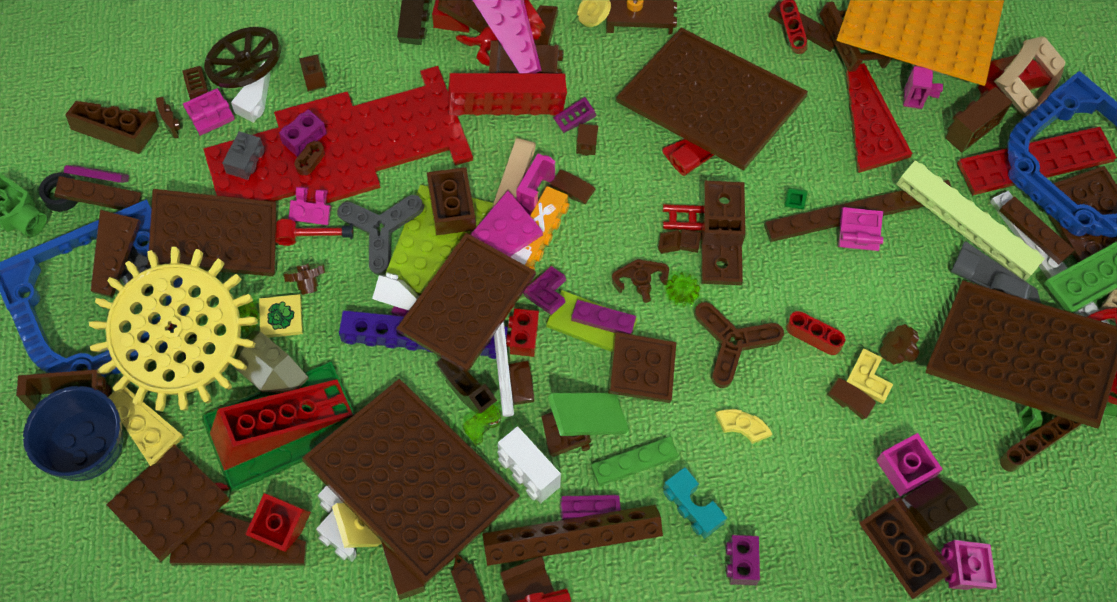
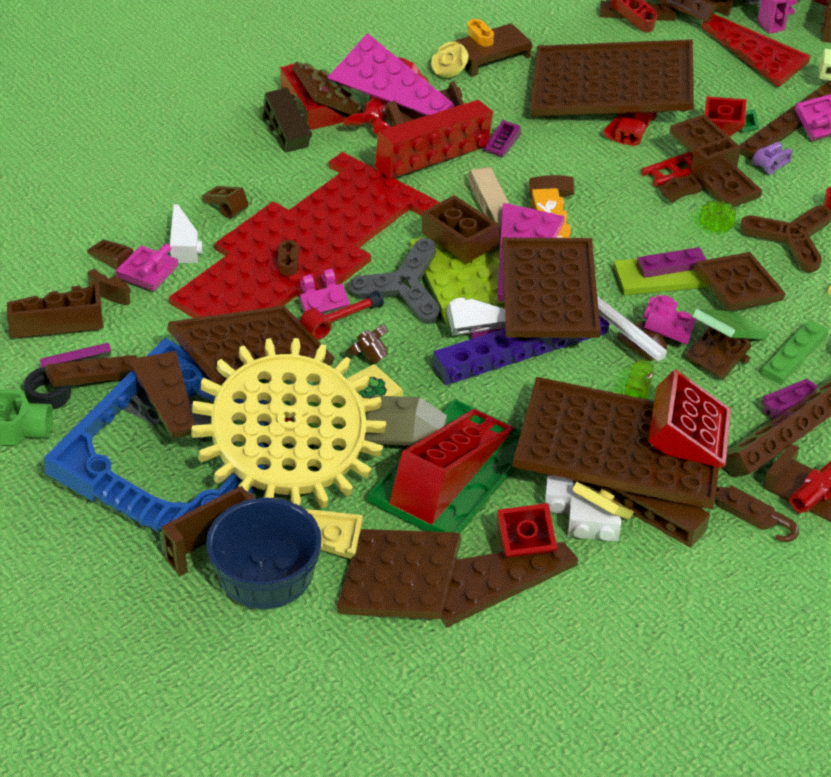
camera: 30 degrees left, 20 degrees down
(243, 155) = (223, 278): dark grey brick -> none
(244, 60) = (148, 215): dark brown wheel -> none
(304, 134) = (264, 239): magenta brick -> none
(470, 391) = (602, 363): dark brown arch -> none
(473, 494) = (689, 422): none -> red slope
(523, 332) = (614, 295): red brick -> none
(528, 465) = (721, 378): white brick -> none
(541, 169) = (518, 185): dark pink panel -> none
(543, 291) = (608, 267): magenta plate -> none
(549, 376) = (665, 320): none -> dark pink plate
(587, 139) = (531, 149): reddish brown brick -> none
(640, 274) = (671, 222): reddish brown piece -> none
(769, 187) = (726, 113): none -> red slope
(782, 249) = (772, 158): none -> medium lavender piece

